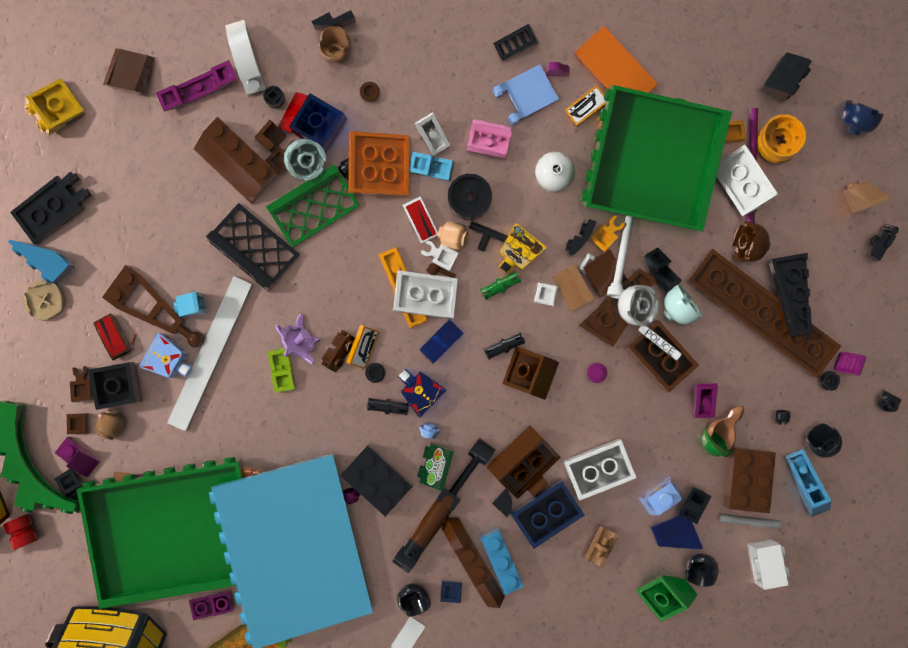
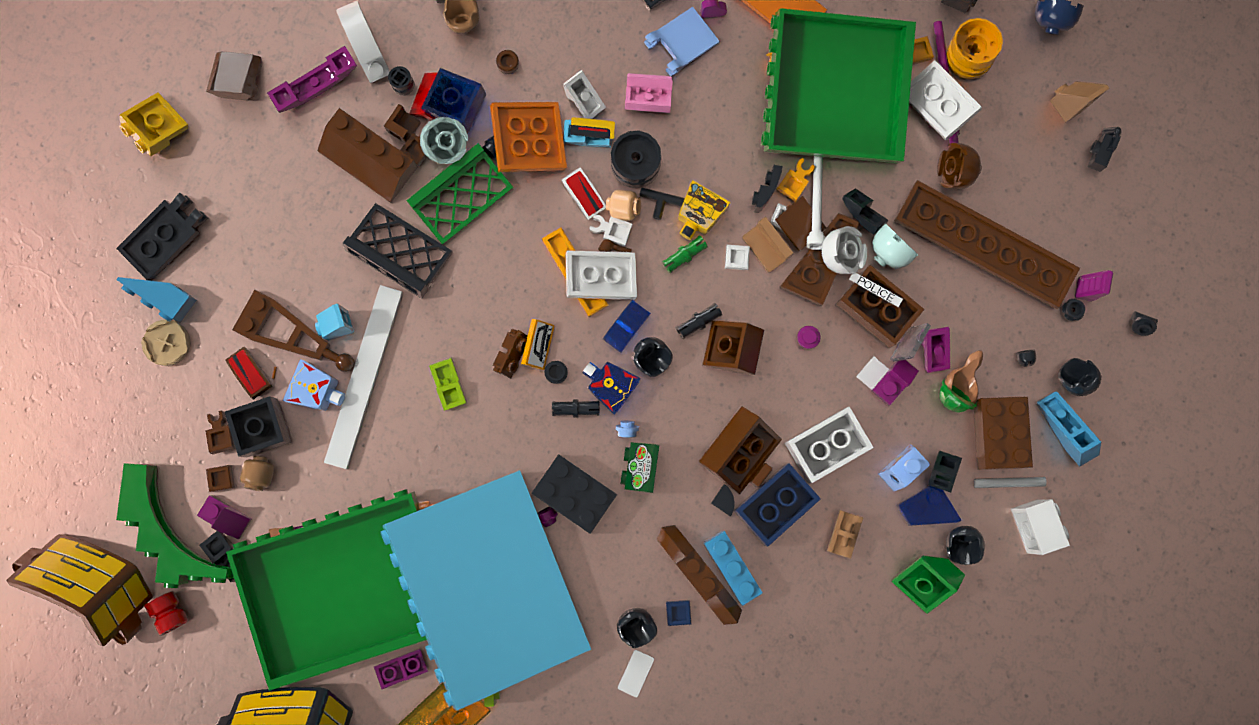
camera: 10 degrees left, 5 degrees down
(297, 340) = (462, 346): lavender piece -> none
(436, 163) = (592, 128): none -> sticker
(440, 510) = (652, 520): black piece -> none
(459, 371) = (652, 356): none -> black hair
(552, 180) = (727, 120): white cylinder -> none
(586, 106) = (751, 44): tile -> none
(648, 411) = (872, 372): none -> white sticker
(666, 420) = (895, 381): none -> magenta slope
(683, 391) = (910, 342): none -> clear piece
(791, 283) = (1012, 206): black wing -> none

